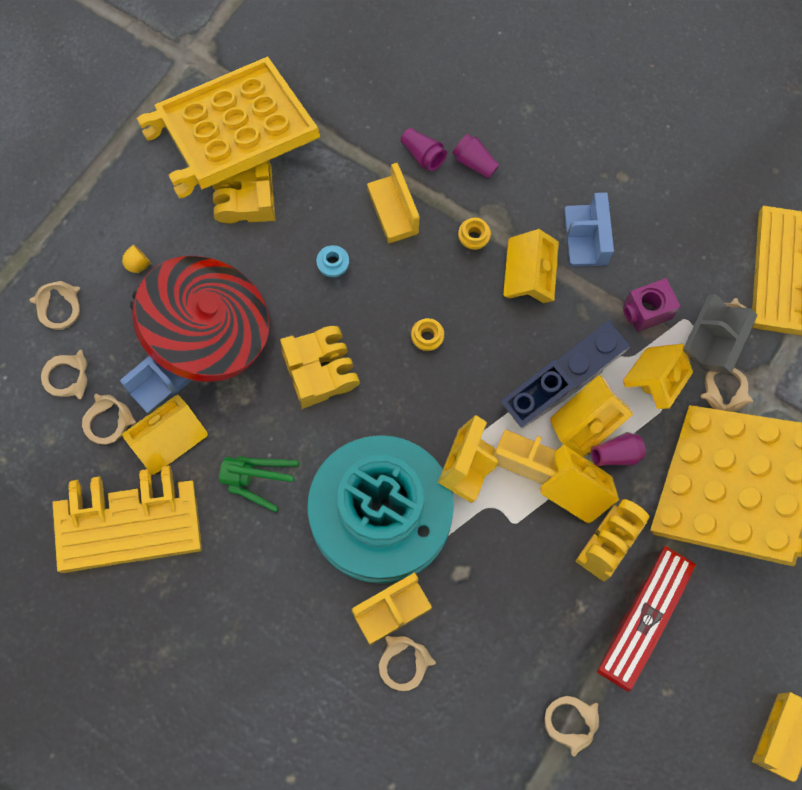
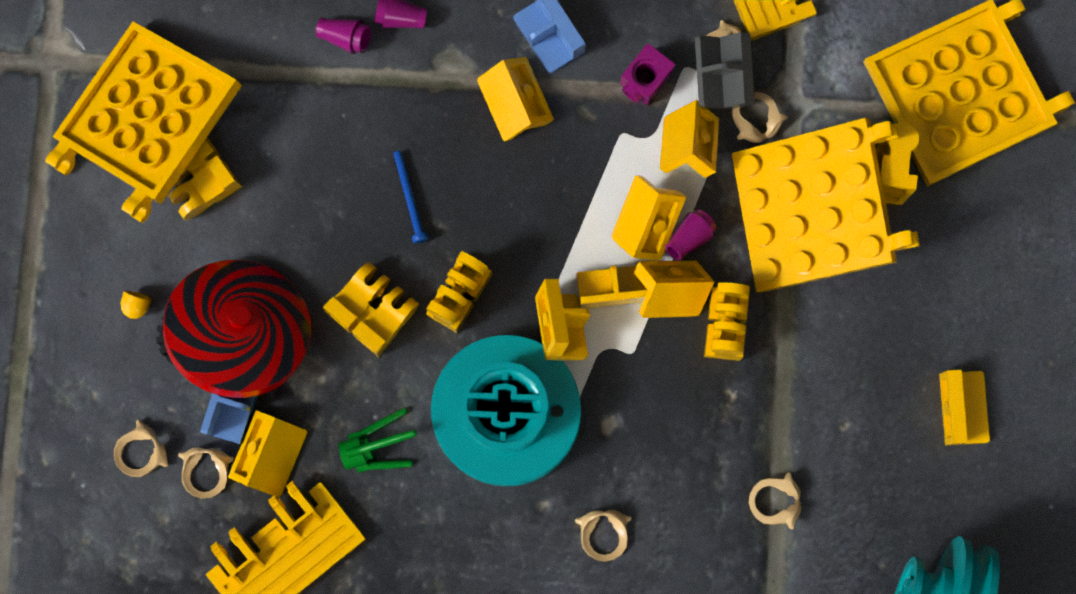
camera: 25 degrees left, 10 degrees up
(42, 298) = (69, 394): tan piece -> none
(335, 269) = (331, 205): medium azure plate -> none
(391, 609) = (567, 494): yellow panel -> none
(392, 332) = (419, 236): none -> blue piece
(394, 206) = (349, 109): yellow panel -> none
(411, 384) = (466, 278): none -> yellow legs
(431, 326) = (450, 210): yellow plate -> none
(474, 225) = (442, 83): yellow plate -> none
(566, 375) = (604, 190): dark blue slope -> none
(646, 619) = (793, 374): slope -> none

